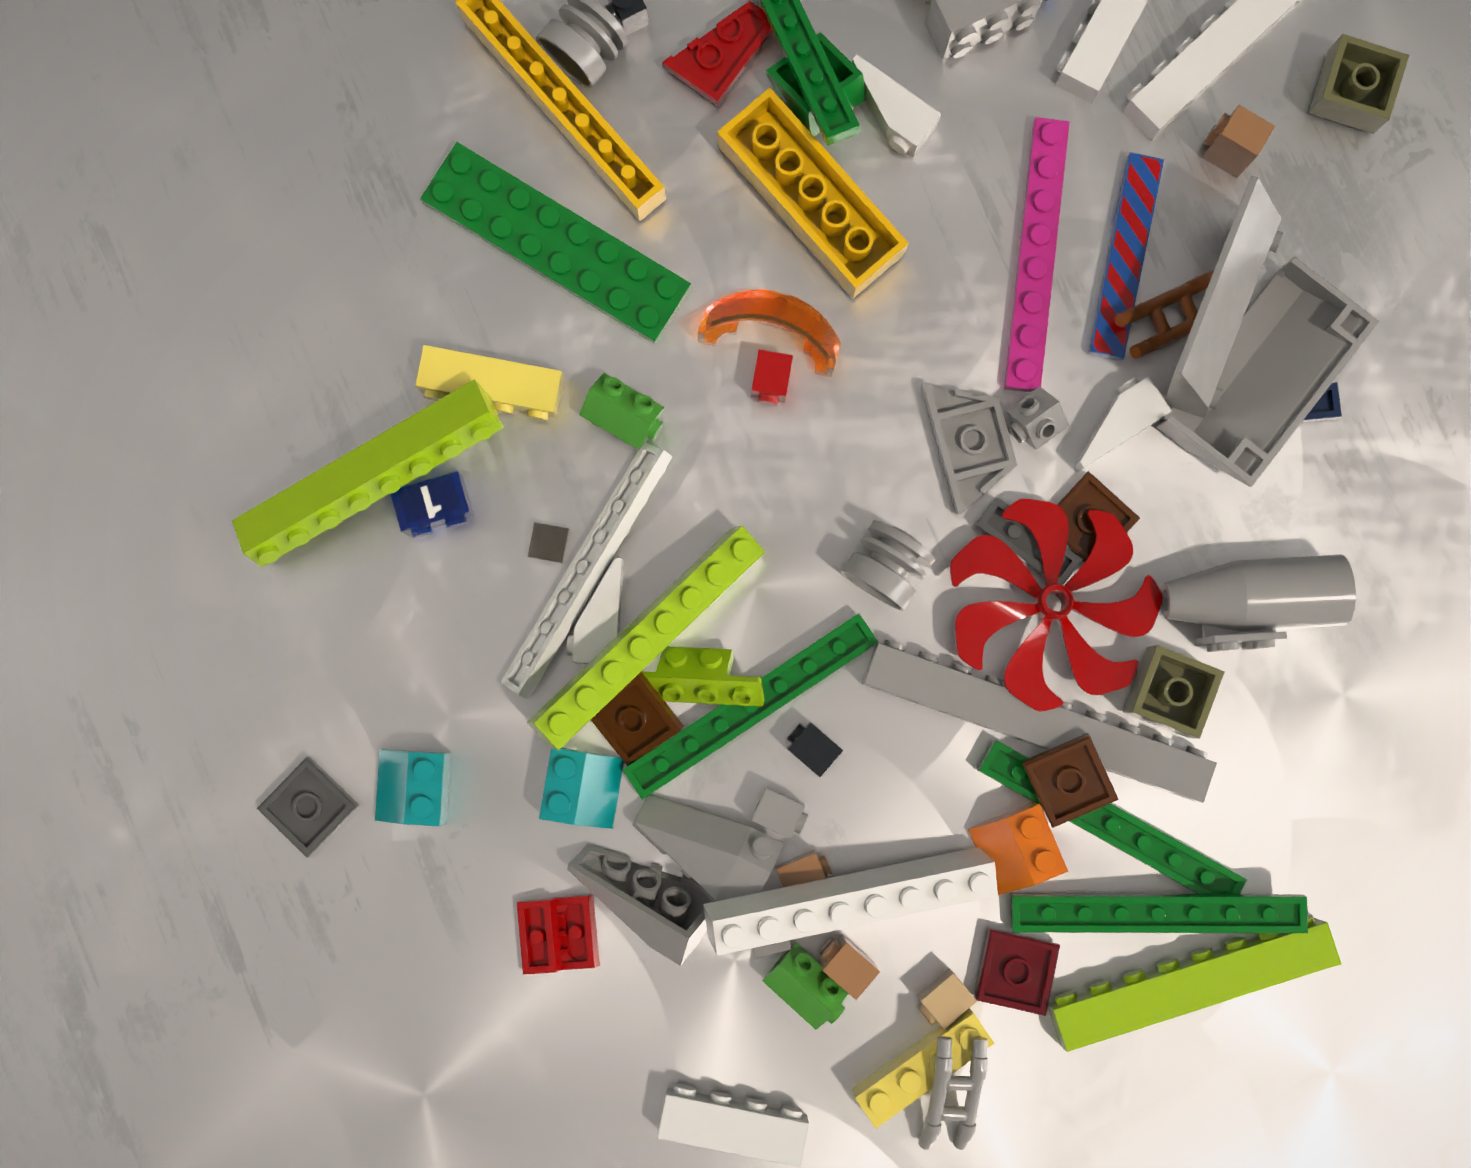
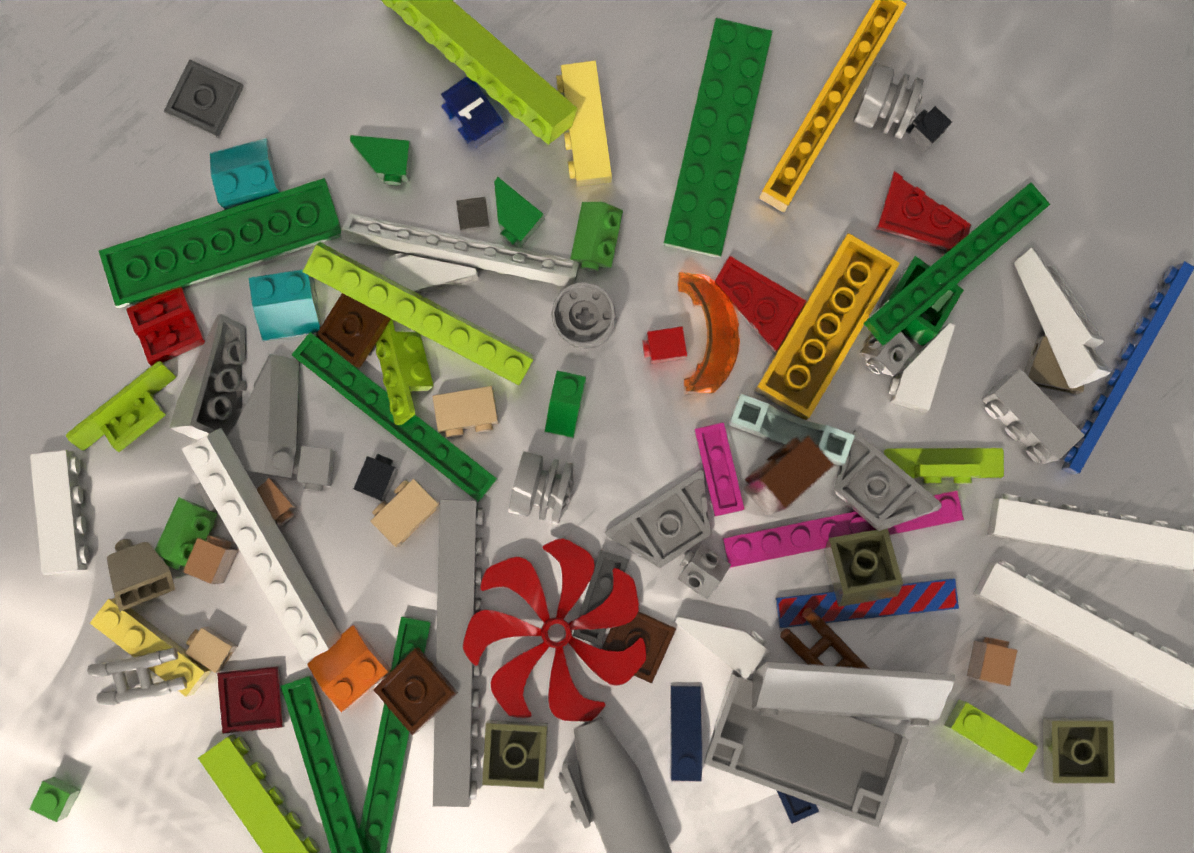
camera: 75 degrees right, 0 degrees up
(450, 620) = (386, 157): none -> green slope
(484, 840) = (221, 243): none -> green plate
(565, 495) = (515, 214): none -> green slope
(646, 1012) = (126, 413): none -> lime bracket
(729, 446) = (572, 303): none -> light grey wheel
(756, 257) = (760, 301): none -> red wing
(771, 622) = (466, 410): none -> tan brick
(799, 509) = (565, 404): none -> green slope
(836, 1055) = (137, 574): none -> dark tan torso
(863, 728) = (404, 512): none -> tan brick
(868, 145) = (887, 358): none -> light grey brick
(913, 271) = (777, 426): none -> light aqua arch
(928, 365) = (719, 469): none -> dark pink plate
(977, 279) = (787, 475): none -> reddish brown brick
(1002, 122) = (954, 463): none -> lime bracket
(1008, 196) = (880, 488): none -> light grey wing
(1090, 243) = (863, 567): none -> olive brick
(1209, 499) = (685, 733): none -> dark blue slope
(1311, 172) = (991, 735): none -> lime slope

